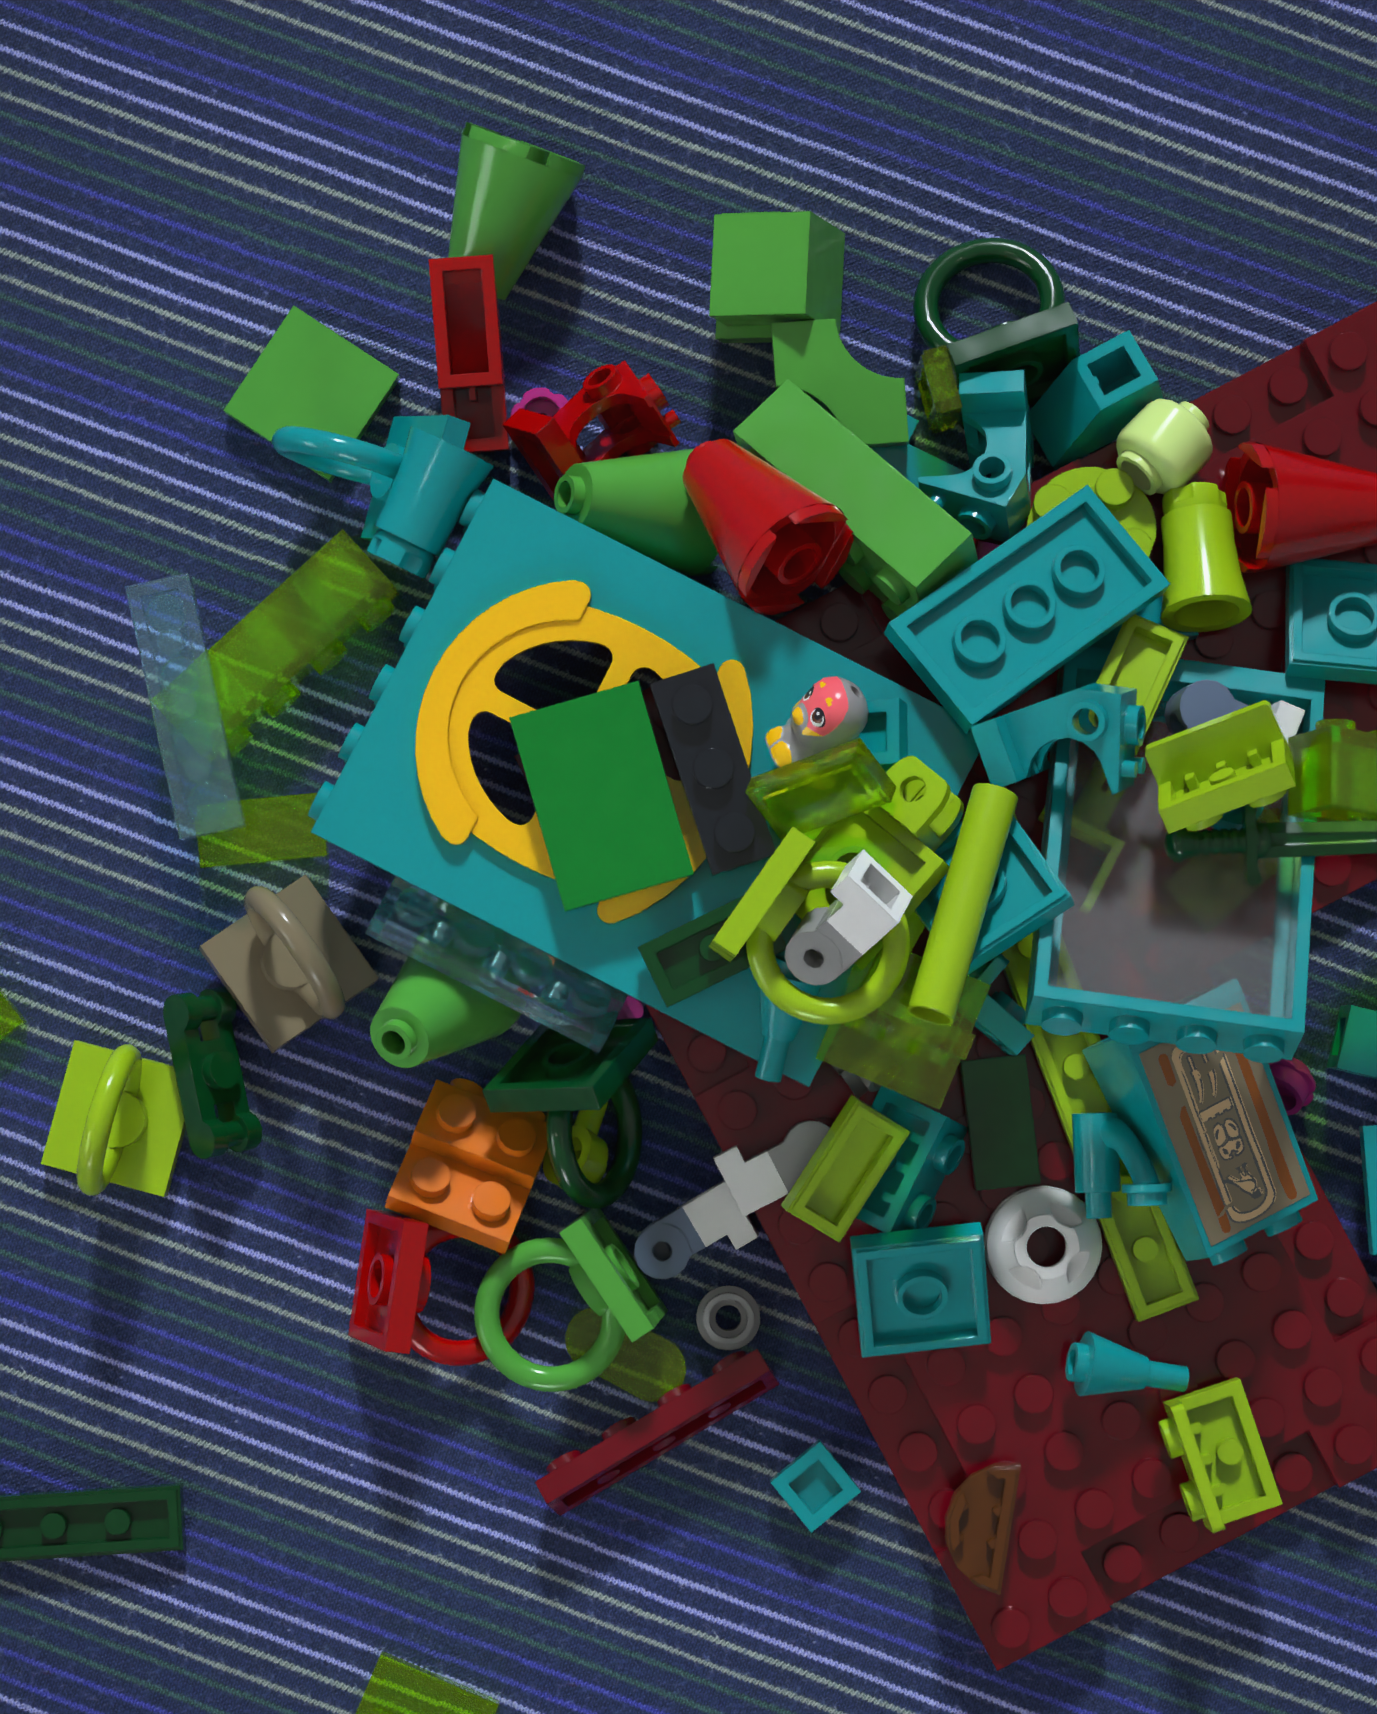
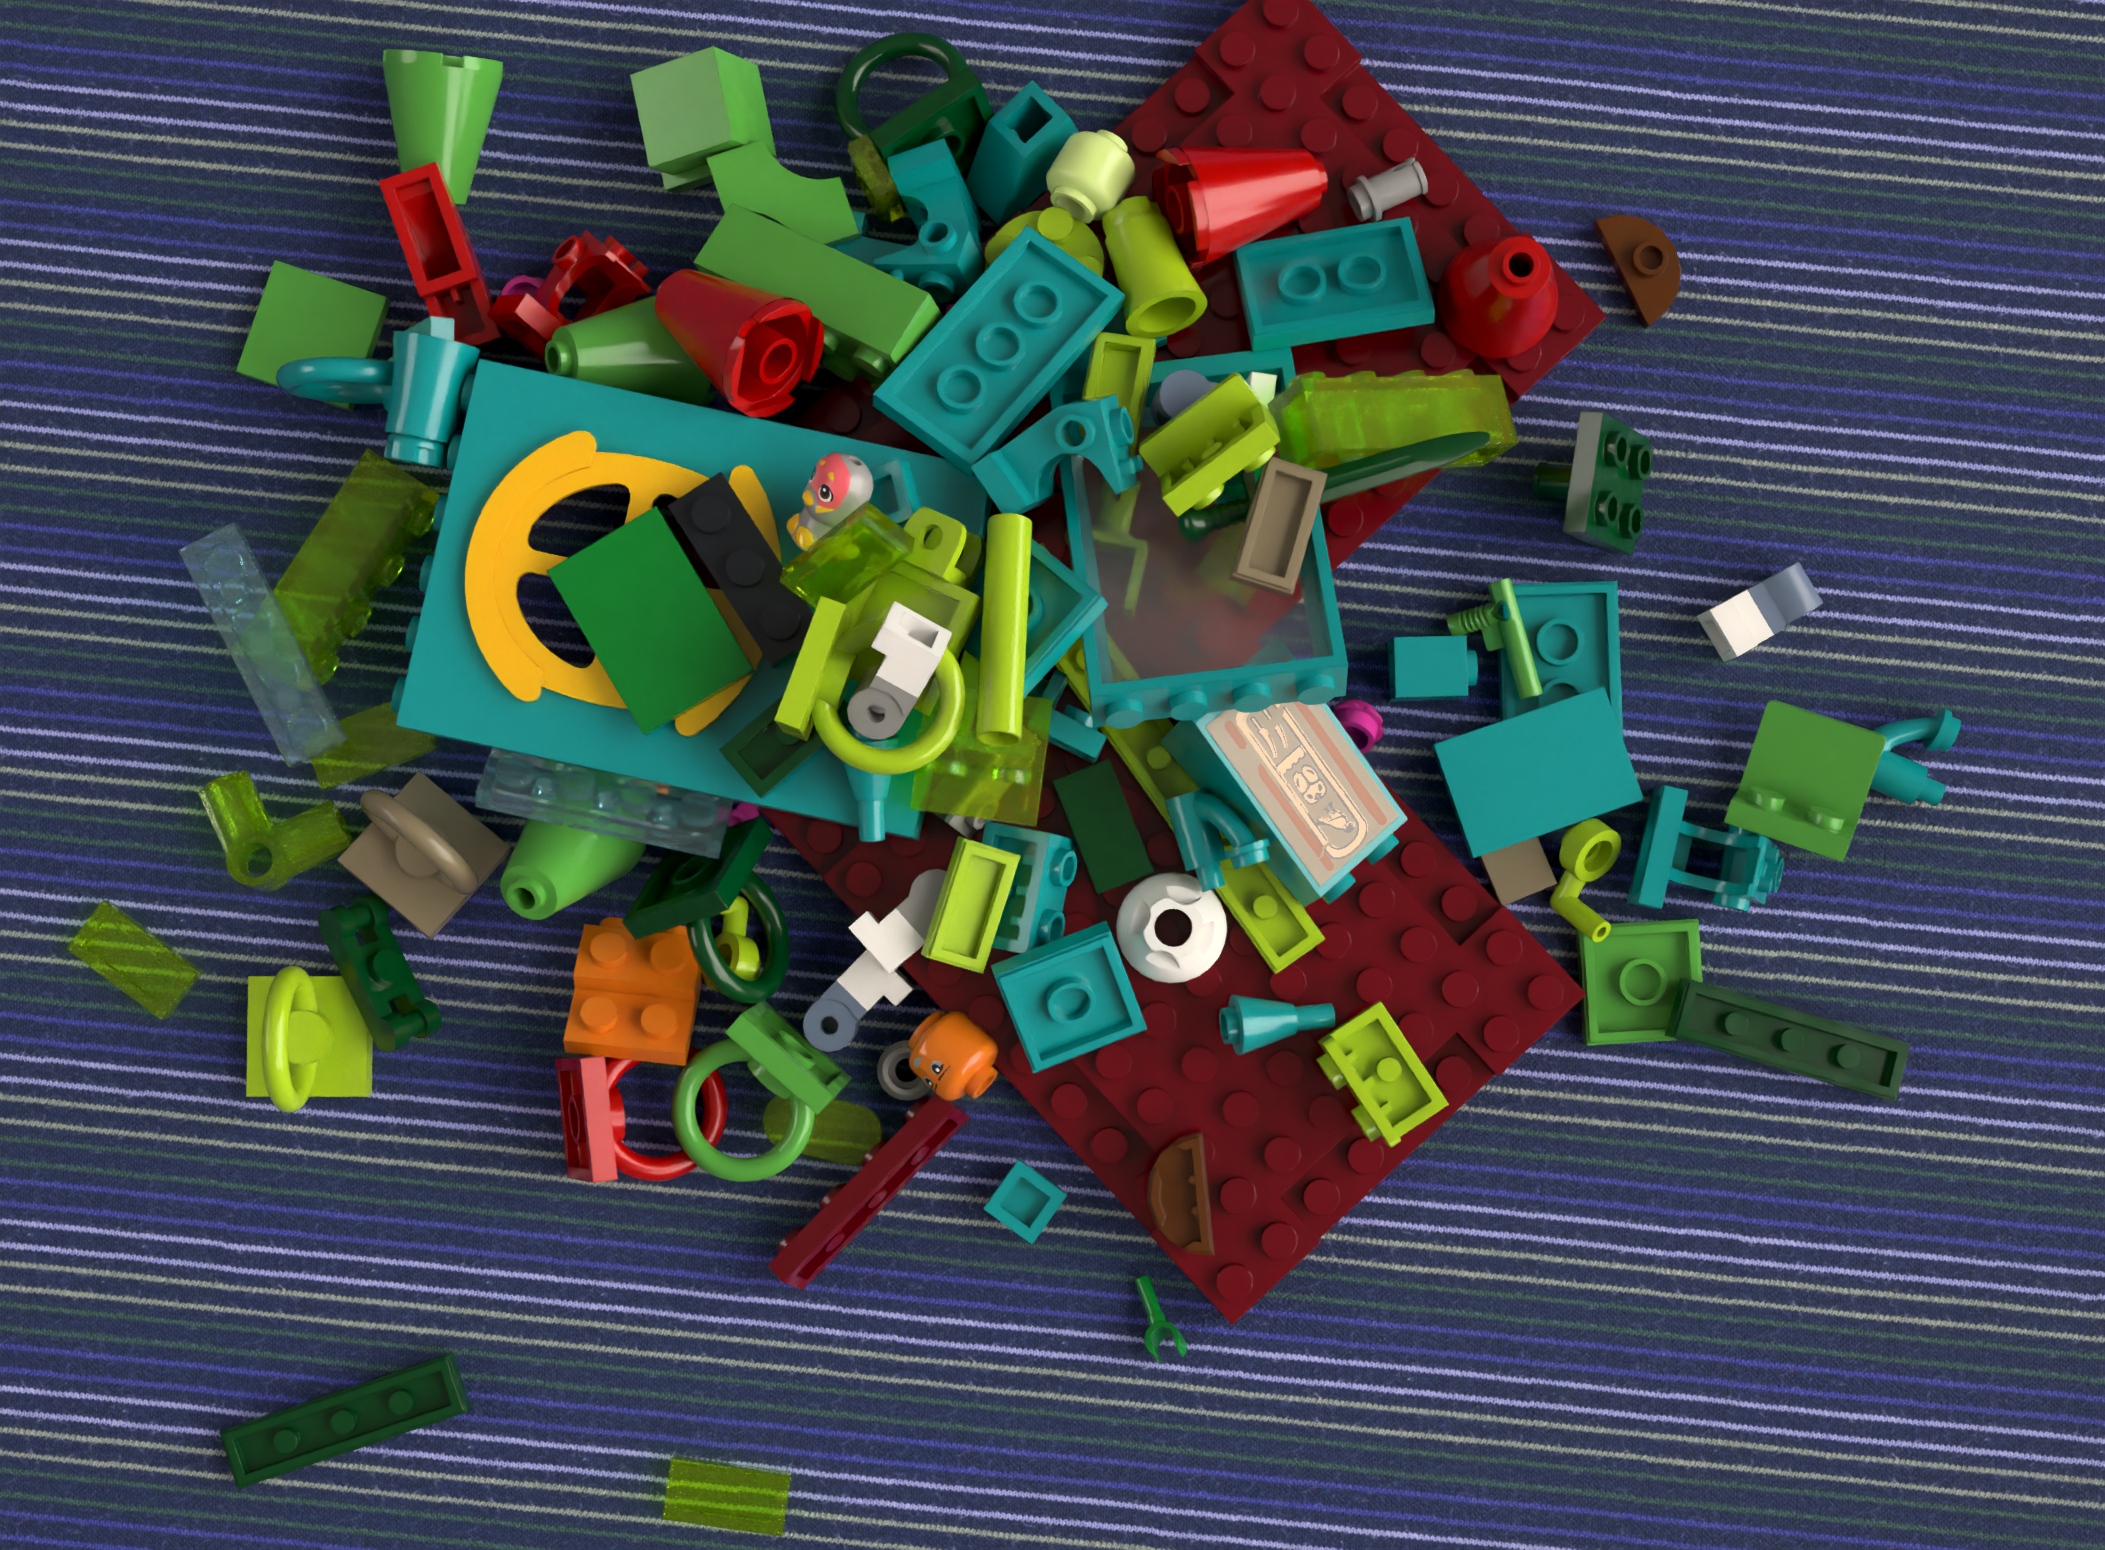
camera: 15 degrees left, 0 degrees up
(113, 885) = (246, 827): none -> clear neon green piece
(782, 1316) = (953, 1055): none -> orange head
(919, 1651) = (1159, 1327): none -> green hand
(1268, 870) = (1278, 527): none -> dark tan tile

